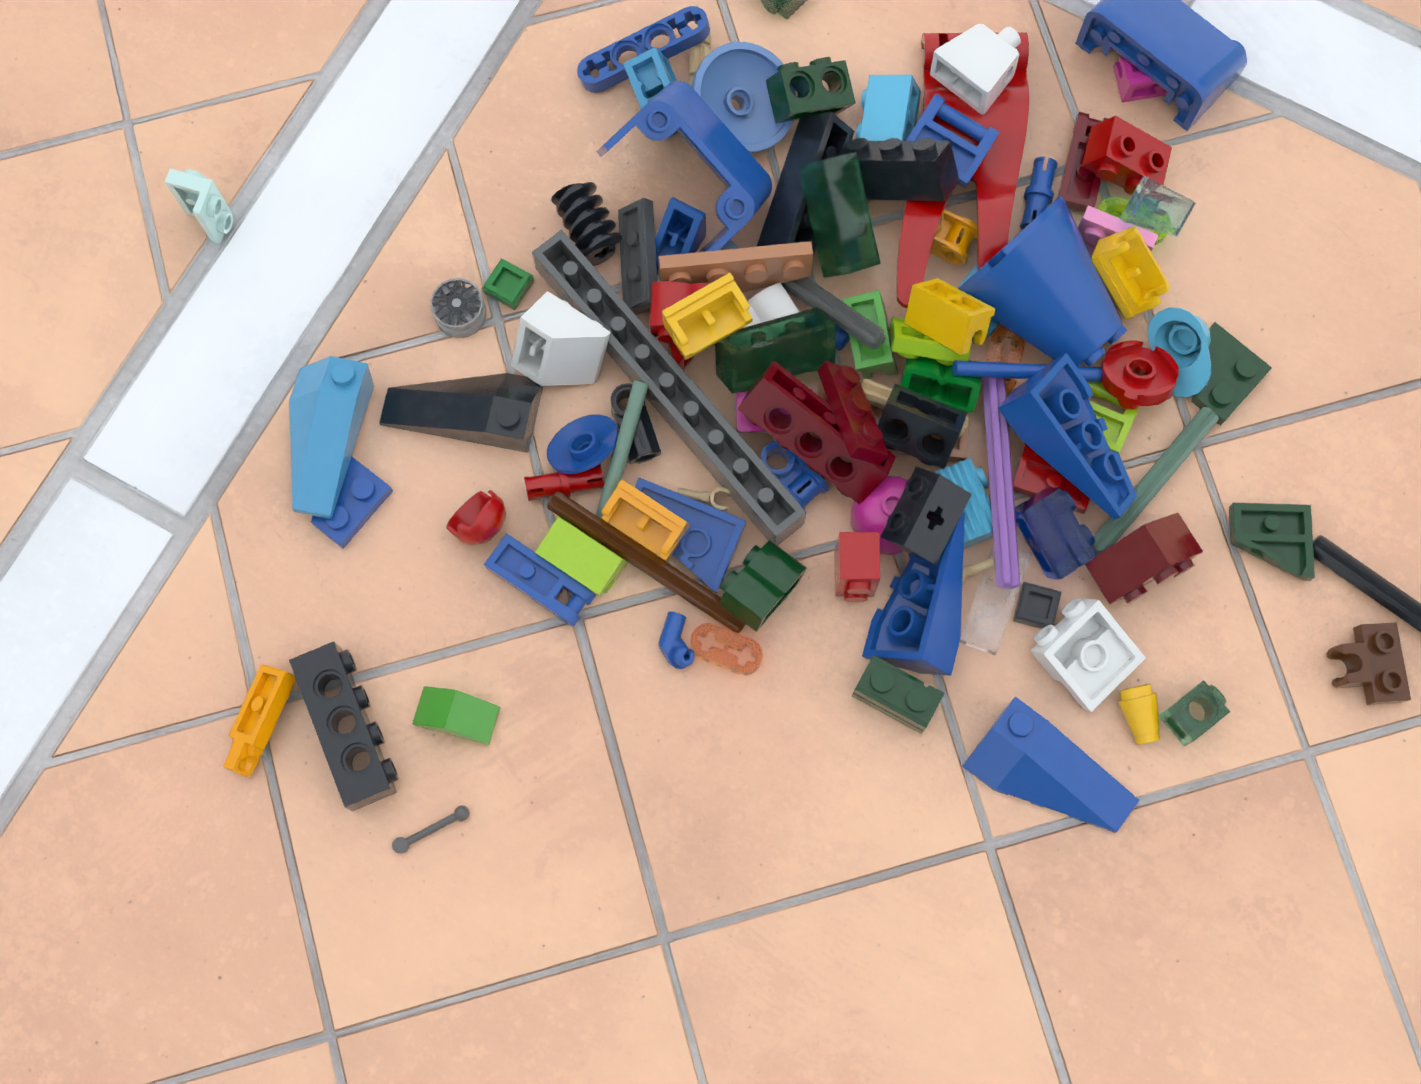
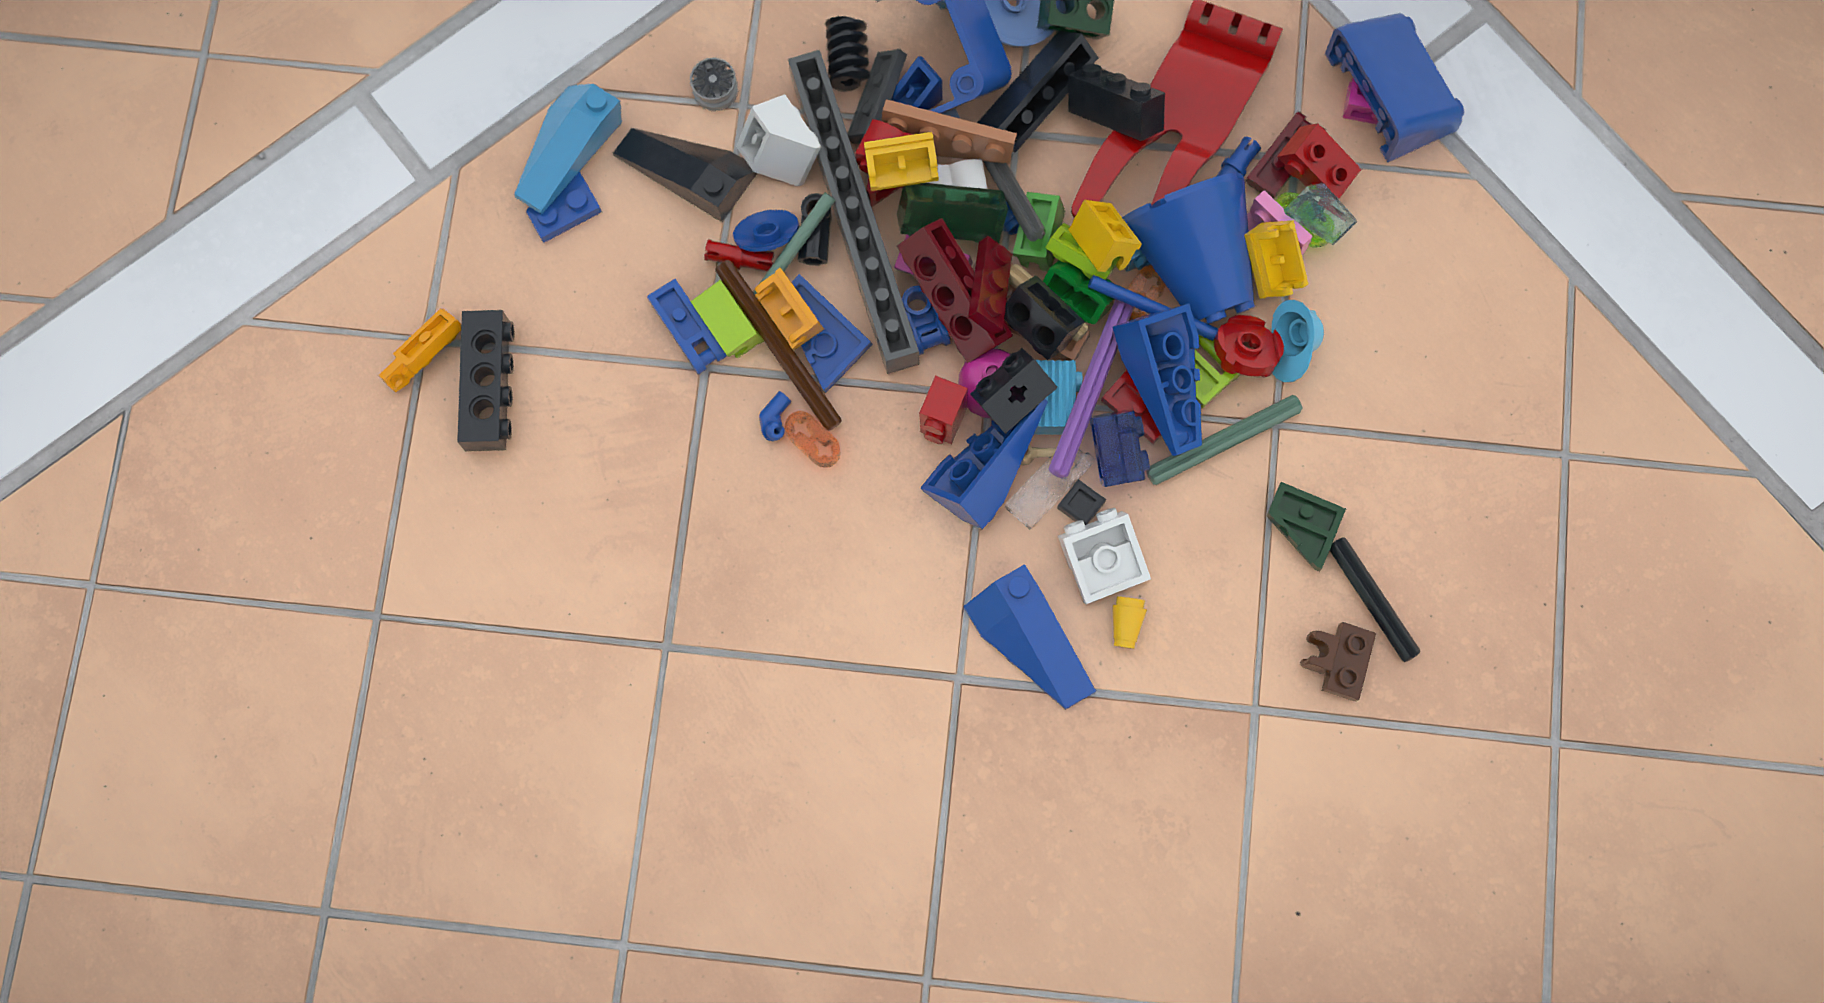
camera: 25 degrees right, 0 degrees up
(401, 844) = (492, 492): dark grey hinge -> none
(456, 714) = (577, 407): bright green slope -> none
(478, 519) = (657, 259): red hair -> none
(508, 284) = (763, 80): green tile -> none
(706, 497) = (848, 311): tan hand -> none
(761, 584) = (861, 397): dark green brick -> none
(839, 215) = (1052, 121): clear green brick -> none
(889, 107) = (1136, 50): medium azure brick -> none
(897, 694) = (933, 527): dark green brick -> none
(948, 231) = (1142, 176): light orange piece -> none
(966, 155) = (1177, 111): blue plate -> none
(977, 64) = (1223, 39): white torso -> none
(1147, 554) = (1184, 495): dark red brick -> none
(1180, 721) = (1161, 649): clear green brick -> none
(1233, 374) = (1329, 376): dark green wing -> none

